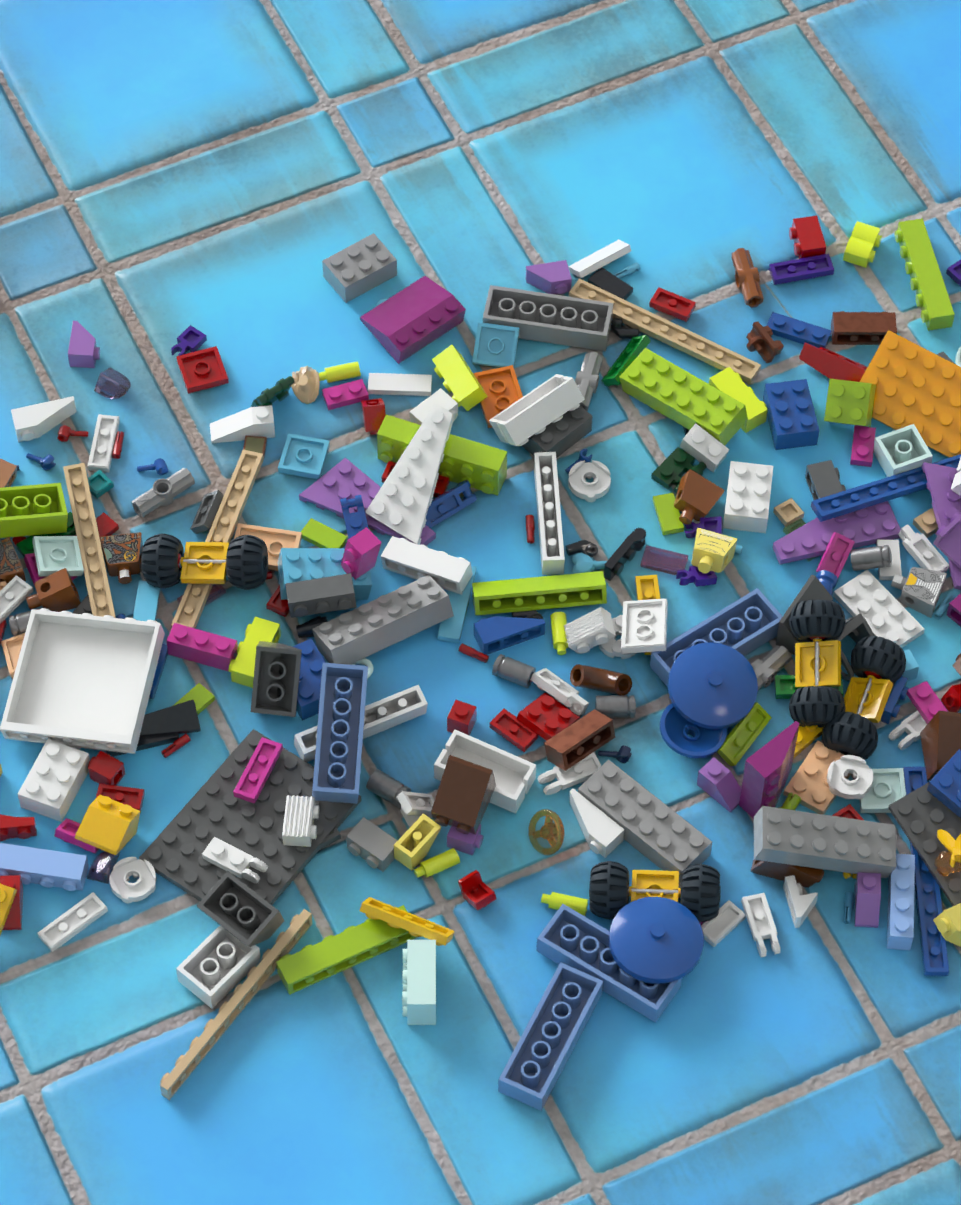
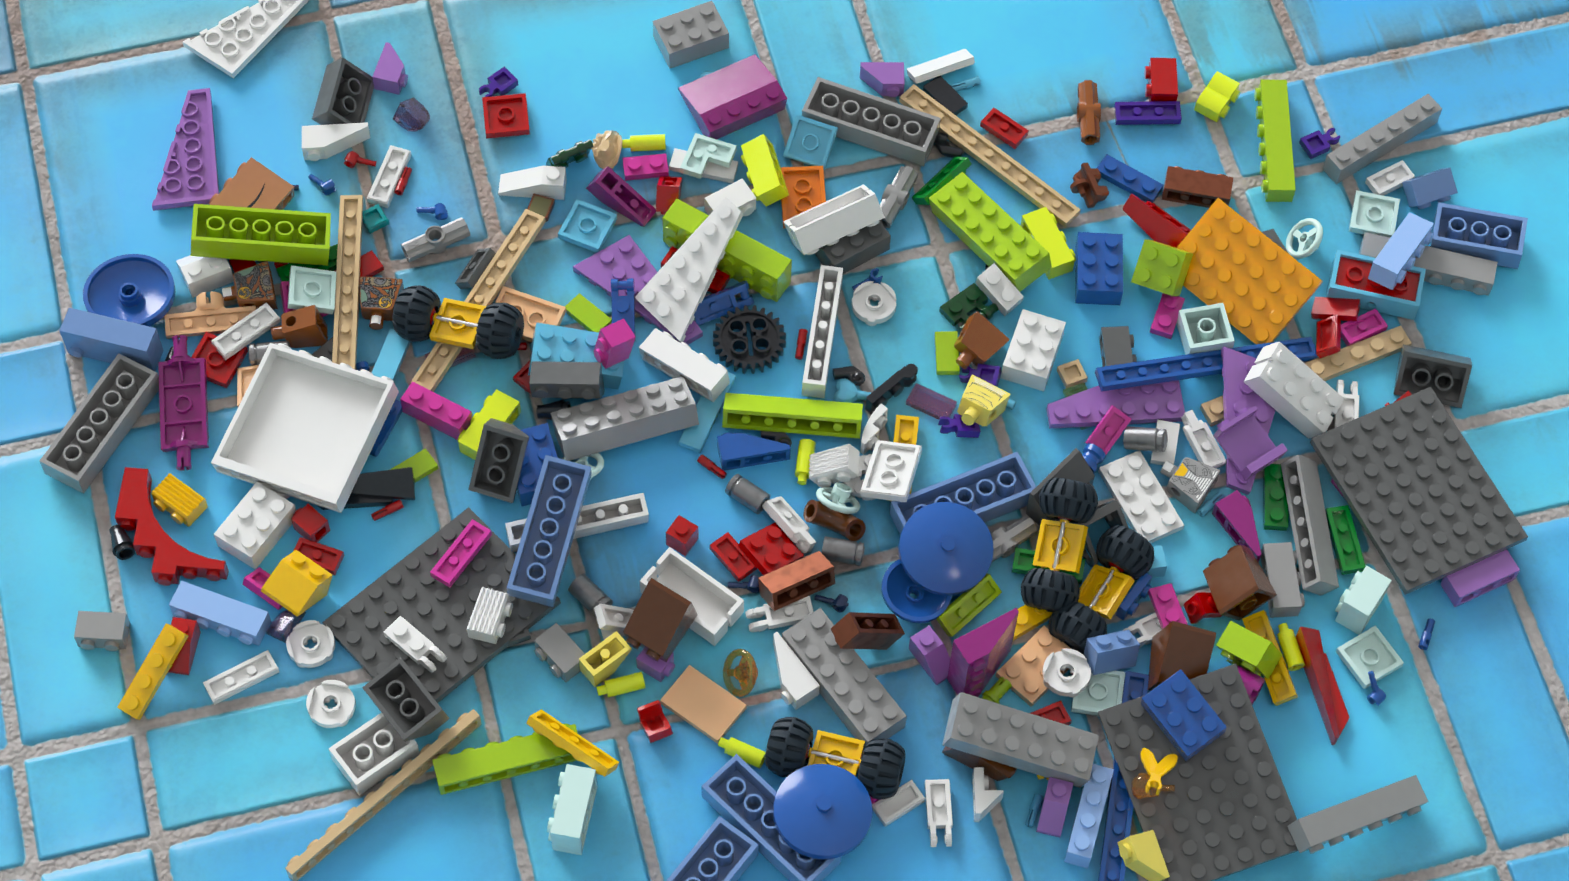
camera: 10 degrees right, 5 degrees up
(42, 374) = (343, 94): none -> dark grey slope
(168, 942) = (322, 694): none -> white plate
(328, 424) = (620, 196): none -> magenta slope
(401, 368) = (705, 150): none -> light aqua plate
(462, 537) = (727, 340): none -> black gear
(518, 867) = (703, 704): none -> light nougat tile
(538, 753) = (752, 586): none -> dark blue hand
(600, 658) = (839, 496): none -> light aqua piece
(617, 590) = (874, 425): none -> white slope
(657, 771) = (867, 631): none -> copper brick
(887, 751) = (1111, 652): none -> medium blue brick

